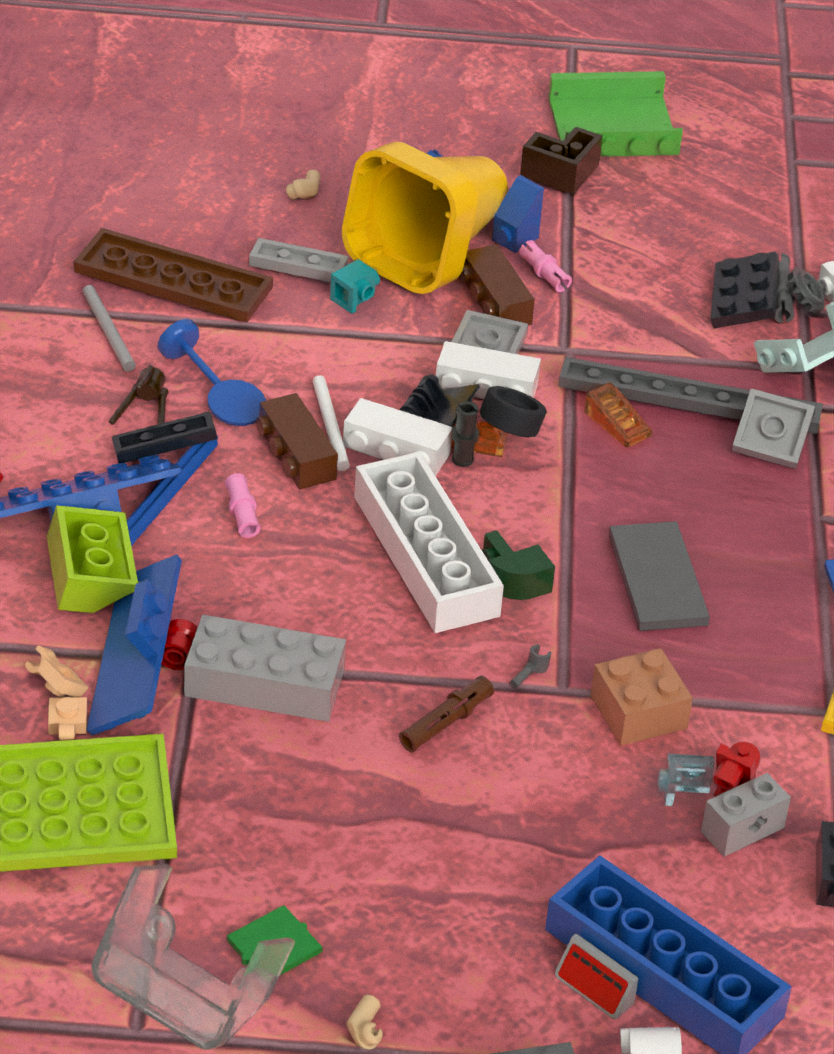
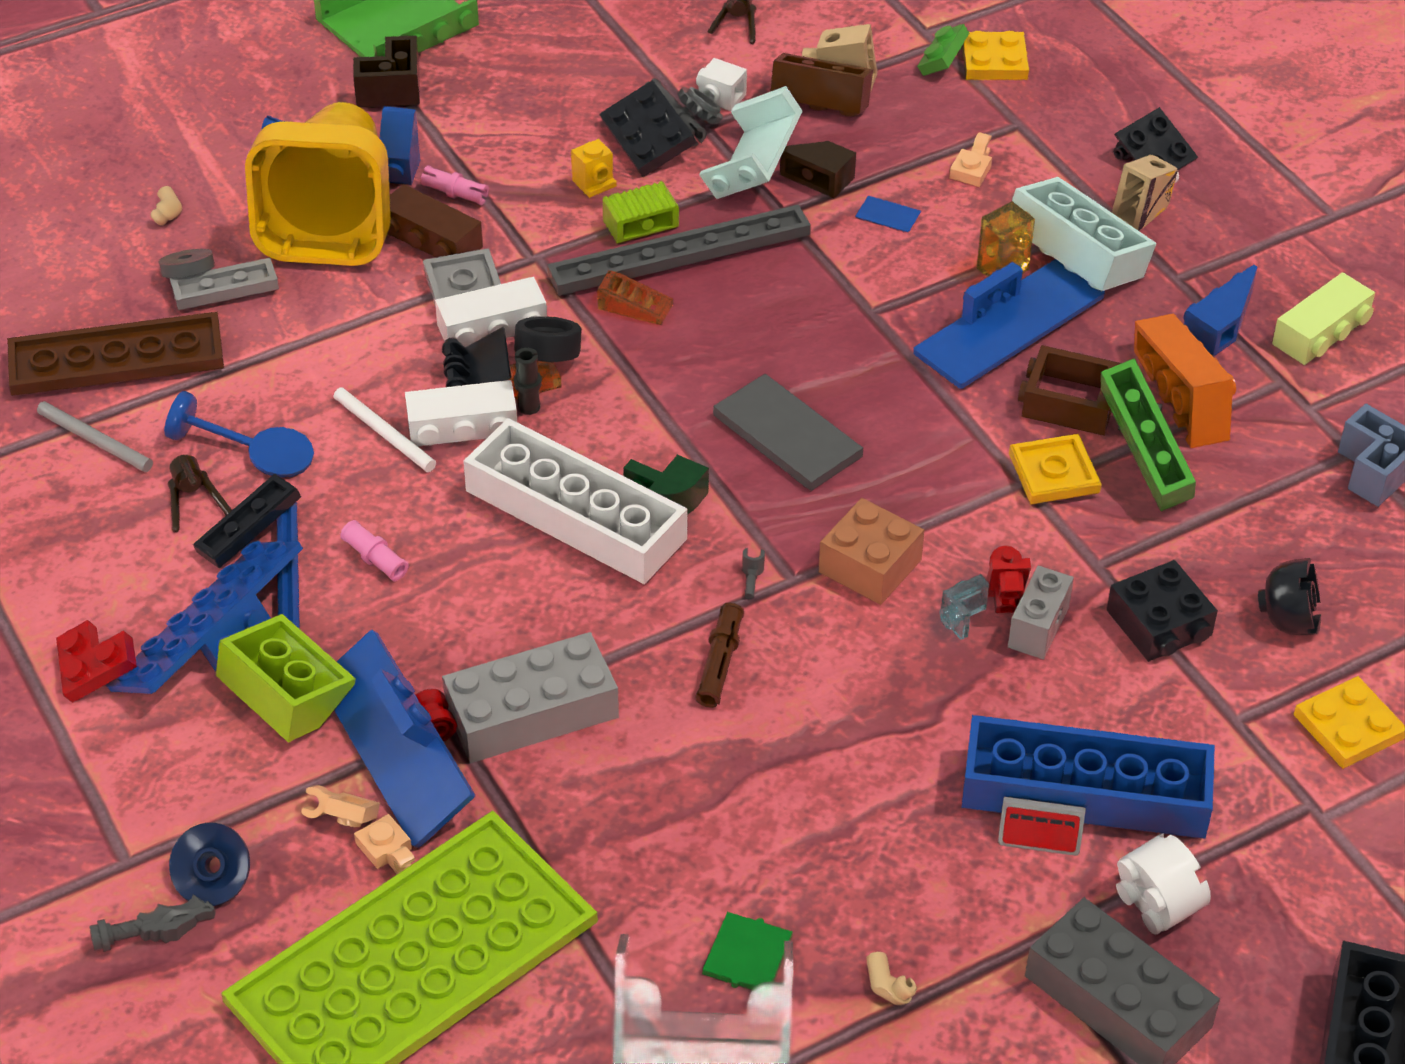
camera: 30 degrees left, 5 degrees up
(281, 232) = (186, 263): none -> dark grey piece
(297, 441) = (374, 462): reddish brown brick -> none
(353, 285) = (298, 285): teal brick -> none
(670, 300) = (593, 168): none -> yellow brick
(680, 351) = (640, 212): none -> lime brick
(773, 428) = (779, 247): light grey plate -> none

